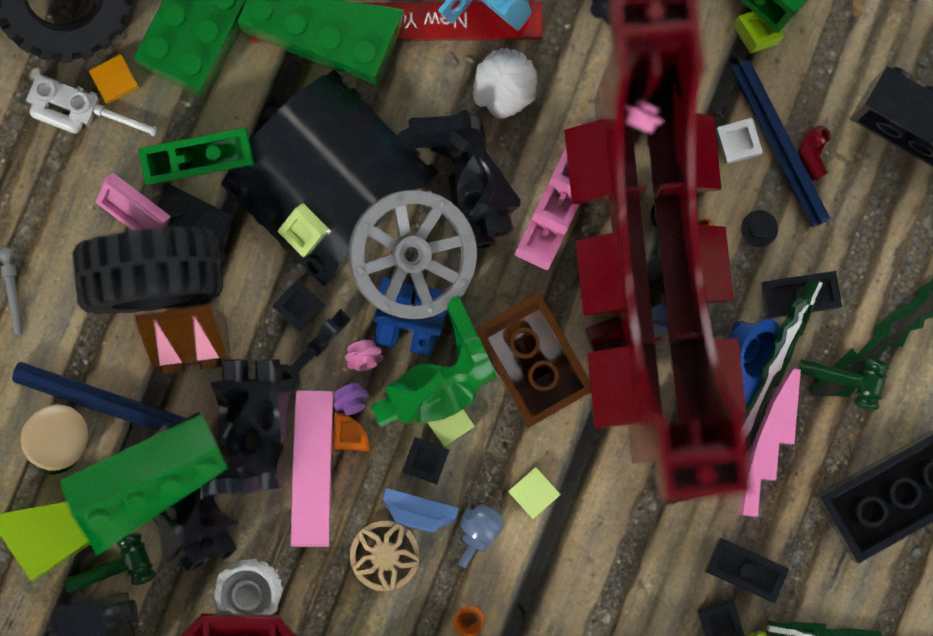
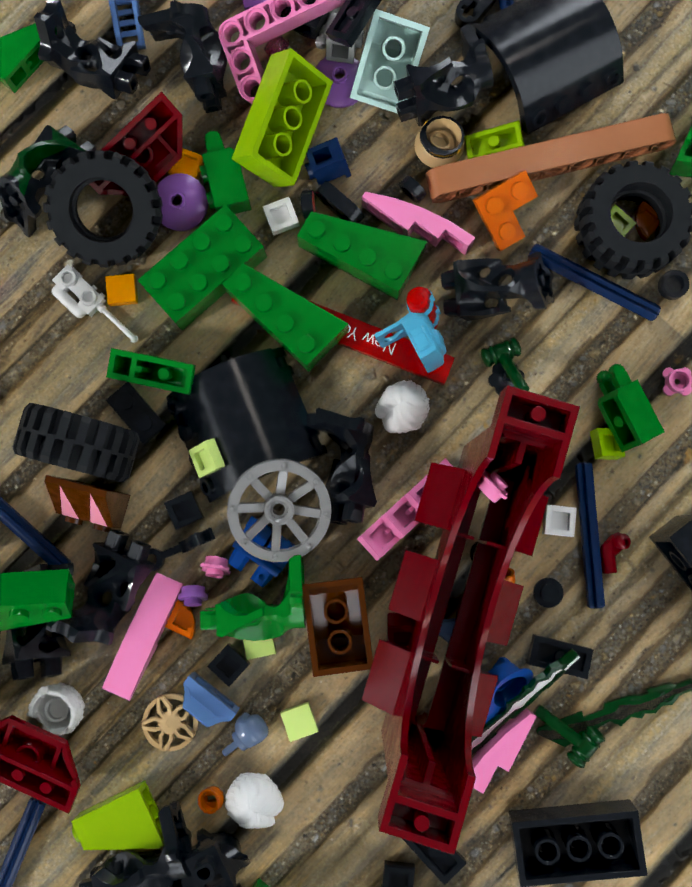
camera: 30 degrees right, 0 degrees up
(130, 205) = (93, 390): bright pink tile -> none
(519, 601) = (253, 801): none -> white hair

